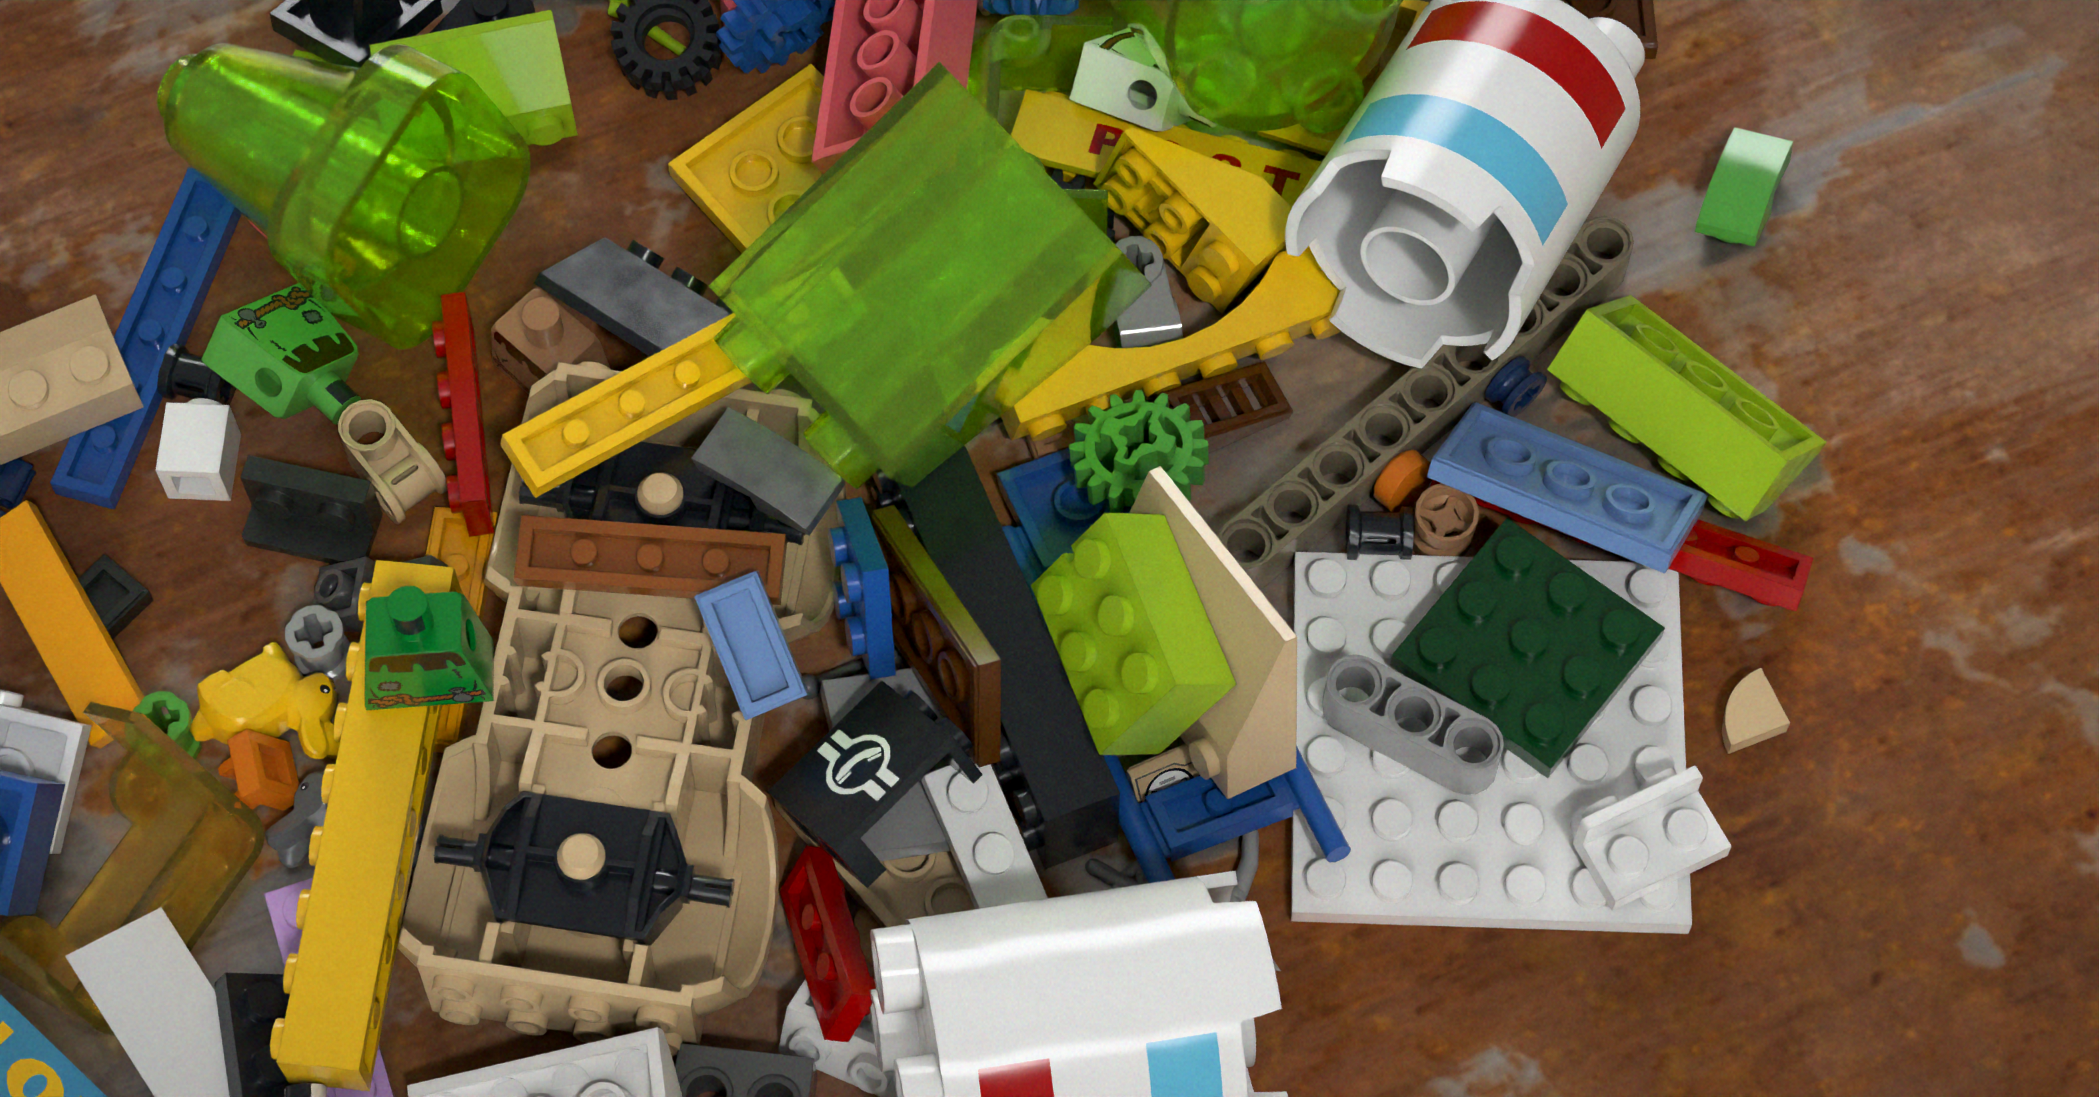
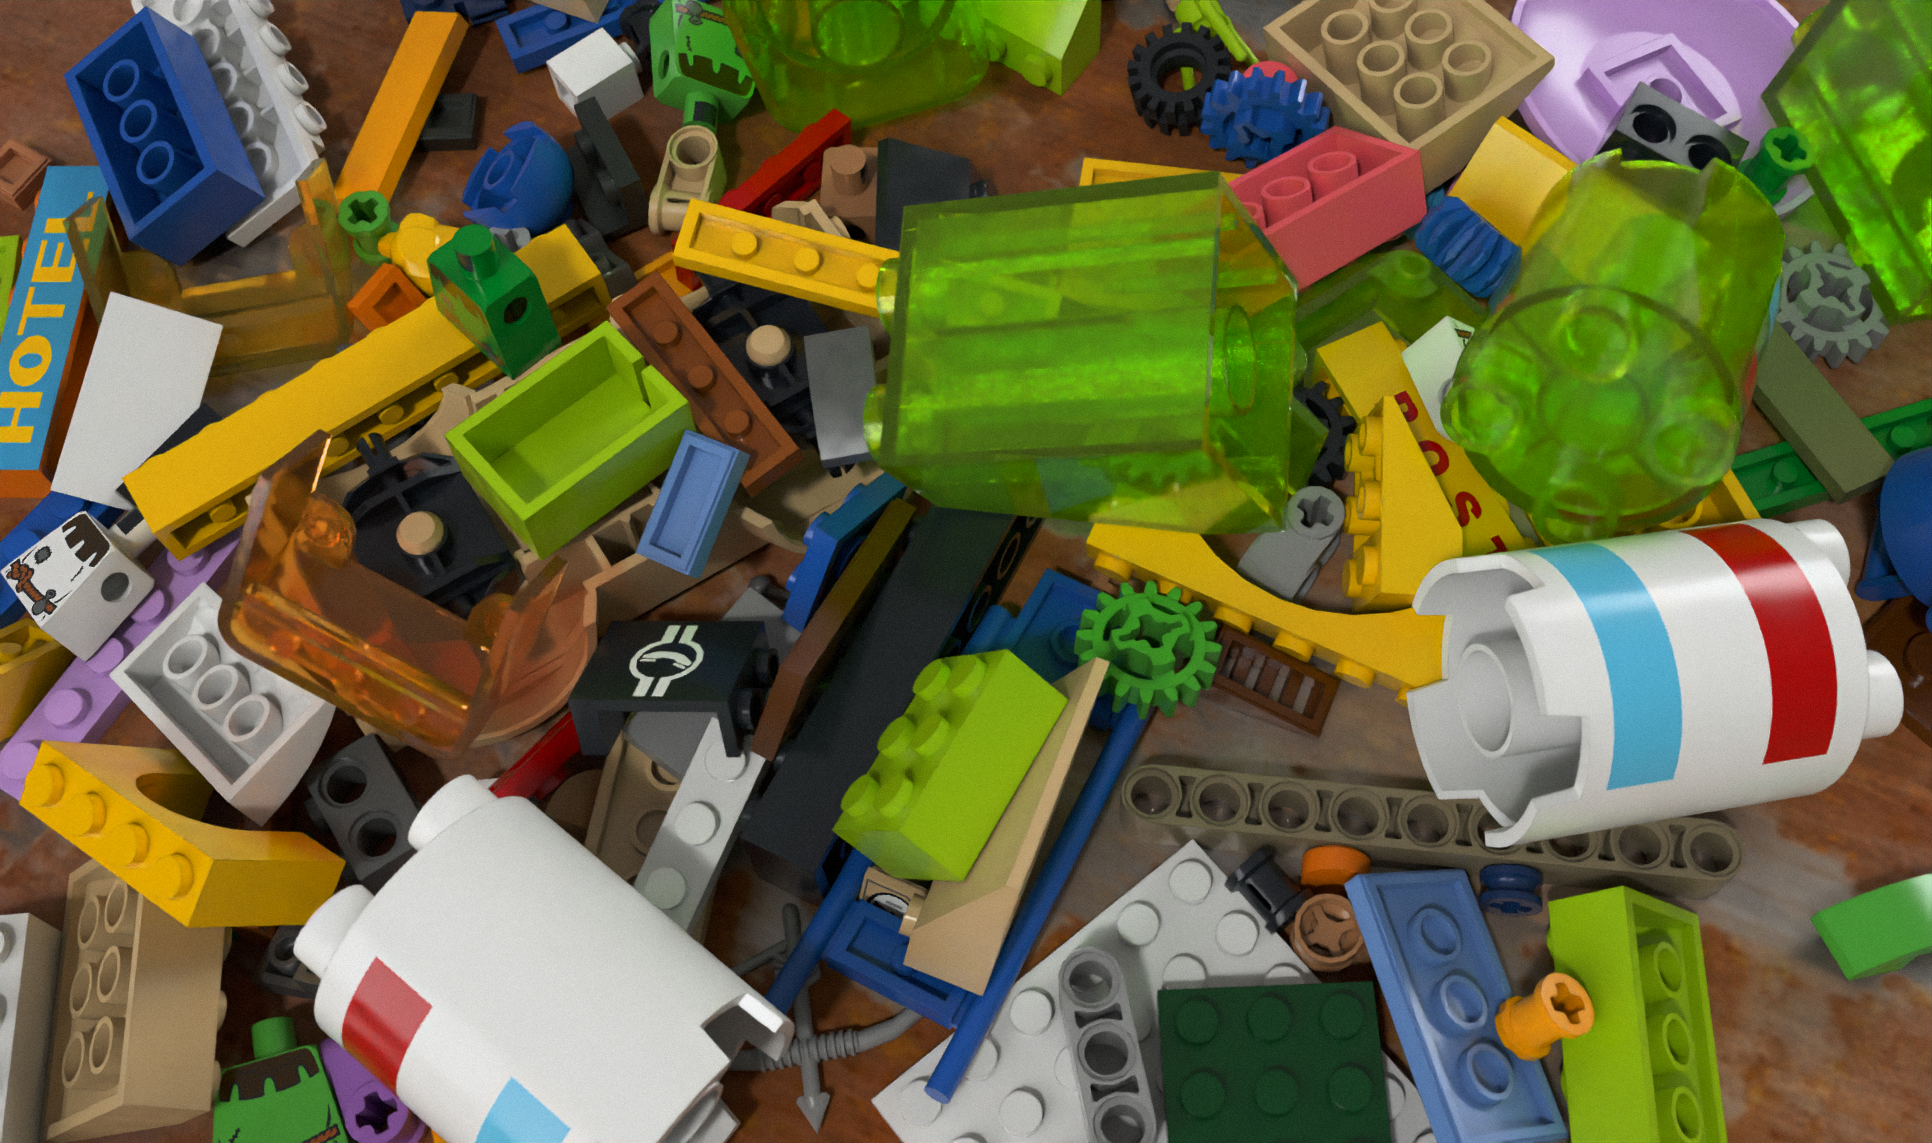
camera: 55 degrees right, 0 degrees up
(256, 579) = (522, 184): none -> blue cylinder
(623, 682) = (572, 439): none -> lime piece
(670, 945) = (358, 636): none -> clear orange windscreen
(1624, 435) = (1552, 1012): none -> light orange bush

